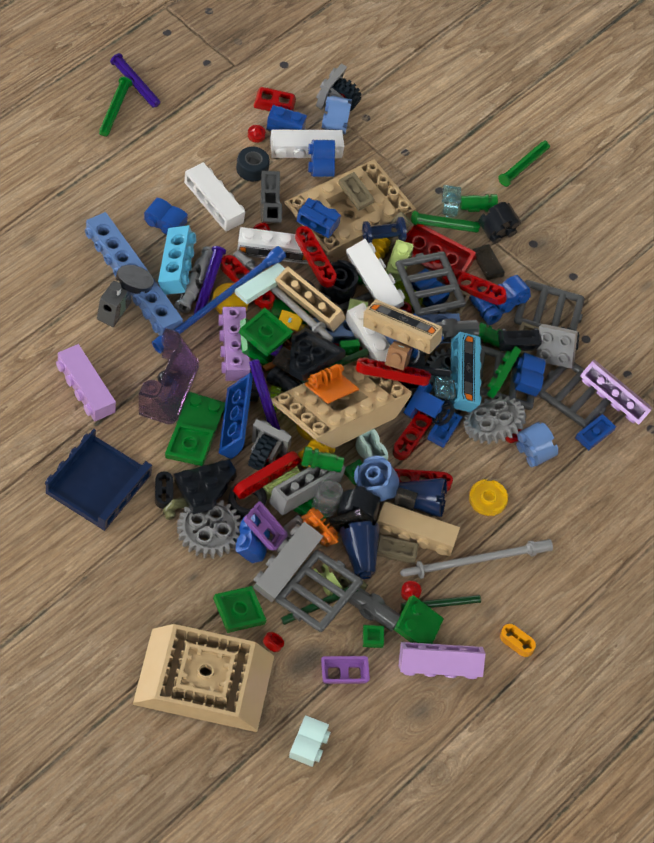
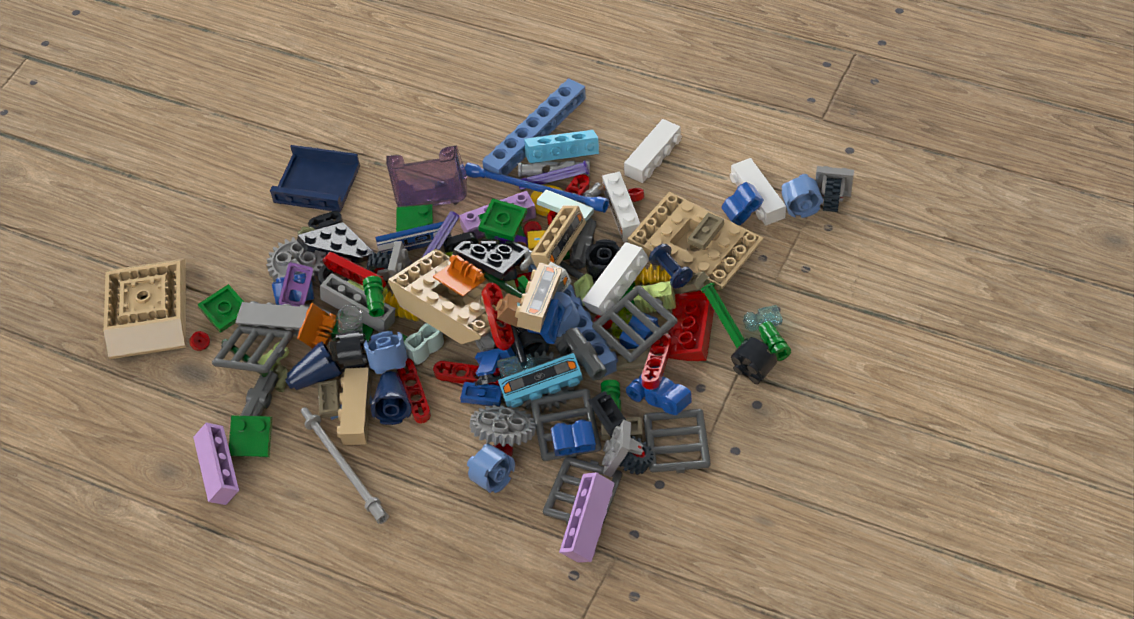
camera: 85 degrees right, 5 degrees down
(86, 383) = (405, 135): lavender brick -> none
(117, 299) = (495, 124): dark grey torso -> none
(124, 84) = (712, 59): green axle -> none
(134, 279) = (515, 121): black tile -> none
(139, 85) = (765, 42): dark purple axle -> none
(164, 215) = (609, 127): blue brick -> none
(190, 444) = (377, 222): green plate -> none
(251, 163) = (707, 163): black wheel -> none
(256, 133) = (749, 153): red tile -> none
(265, 104) = (797, 168): red piece -> none
(270, 197) = (656, 189): dark grey arch -> none
(285, 119) = (772, 167): blue brick -> none
(309, 741) = (107, 394): light aqua brick -> none
(318, 217) = (654, 212): blue brick -> none
(318, 255) = (608, 225): red beam -> none
(343, 663) = (180, 405): medium lavender piece -> none
(373, 636) = (228, 407): green plate -> none
(405, 498) = (371, 380): clear smoke tile -> none
(409, 589) = (289, 424): red tile -> none
(450, 601) = (287, 453): dark green bar -> none
(488, 262) = (706, 372): clear smoke tile -> none
(488, 497) = (420, 454): yellow tile -> none
(502, 371) = (558, 412): green plate -> none
(506, 178) = (856, 364): green axle -> none
(517, 640) = (262, 522): light orange beam -> none
(595, 432) = (538, 521): blue plate -> none

